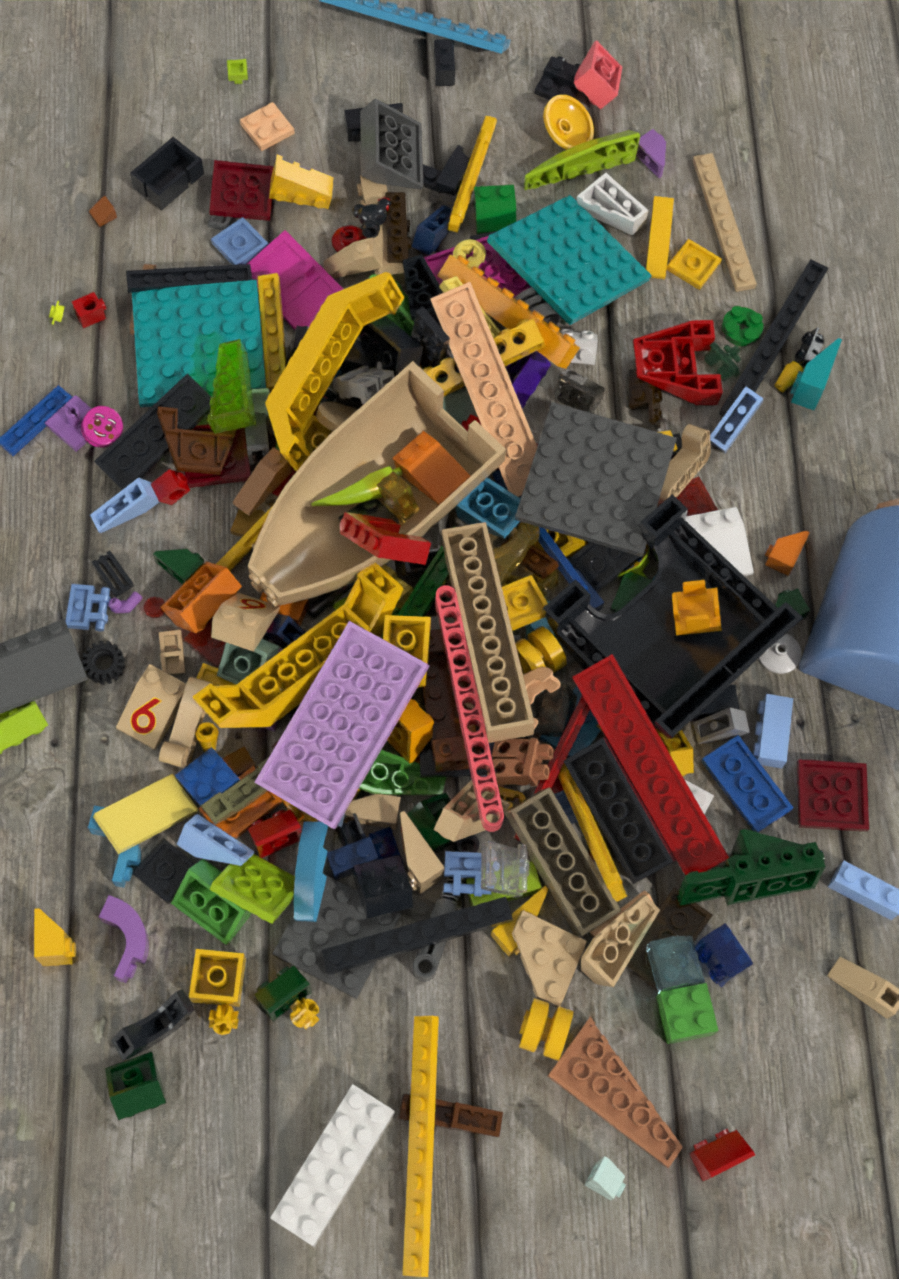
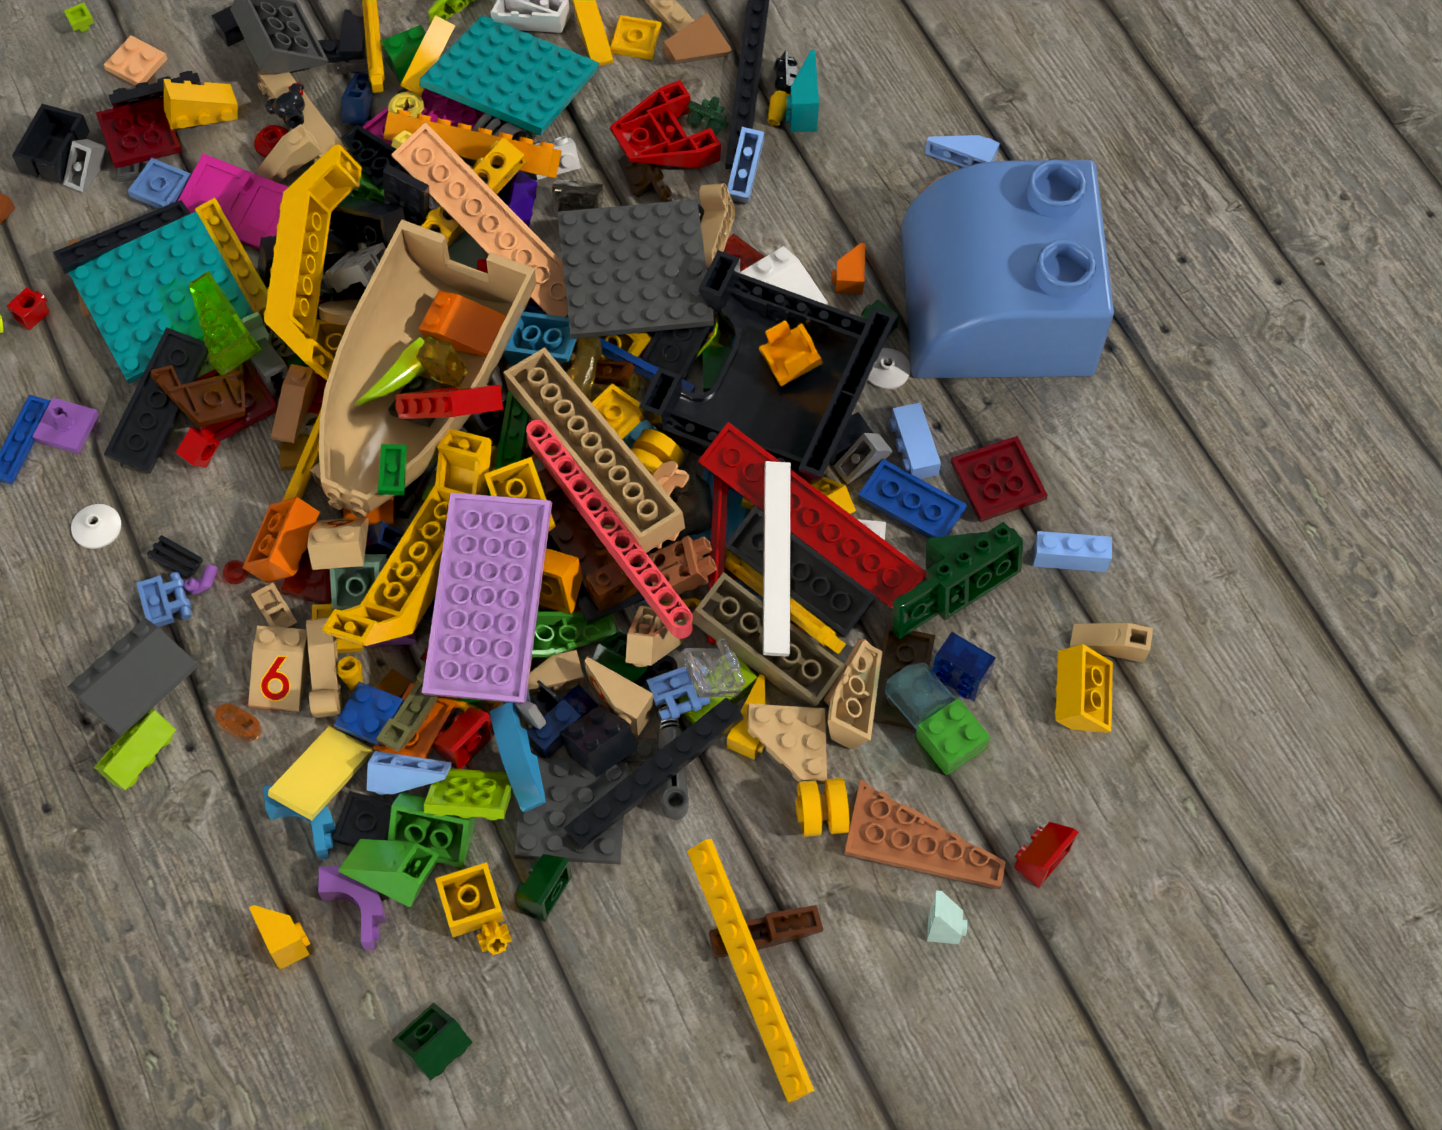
camera: 20 degrees left, 5 degrees down
(63, 528) = (98, 534): none -> white dish
(101, 426) = (96, 416): dark pink head -> none
(103, 650) = (207, 633): black tyre -> none
(105, 736) = (240, 717): none -> clear orange beam
(125, 505) = (158, 484): light blue slope -> none
(155, 1027) = (428, 974): black arch -> none
(165, 921) = (391, 867): none -> bright green slope
(179, 563) = (241, 518): dark green slope -> none
(186, 201) = (84, 164): none -> light grey slope
(260, 157) = (146, 91): none -> black plate
(304, 1013) = (574, 896): yellow gear -> none
(309, 580) = (392, 469): none -> green plate
(333, 1165) = (670, 1029): white brick -> none
(336, 840) = (531, 714): none -> light grey tile
(397, 228) = (320, 109): dark brown bracket -> none
(508, 213) = (427, 53): none -> yellow slope
(601, 794) = (776, 559): none -> white tile
(743, 289) = (696, 42): none -> medium nougat slope
(744, 316) = (706, 68): green plate -> none
(821, 1021) = (1084, 690): none -> yellow slope

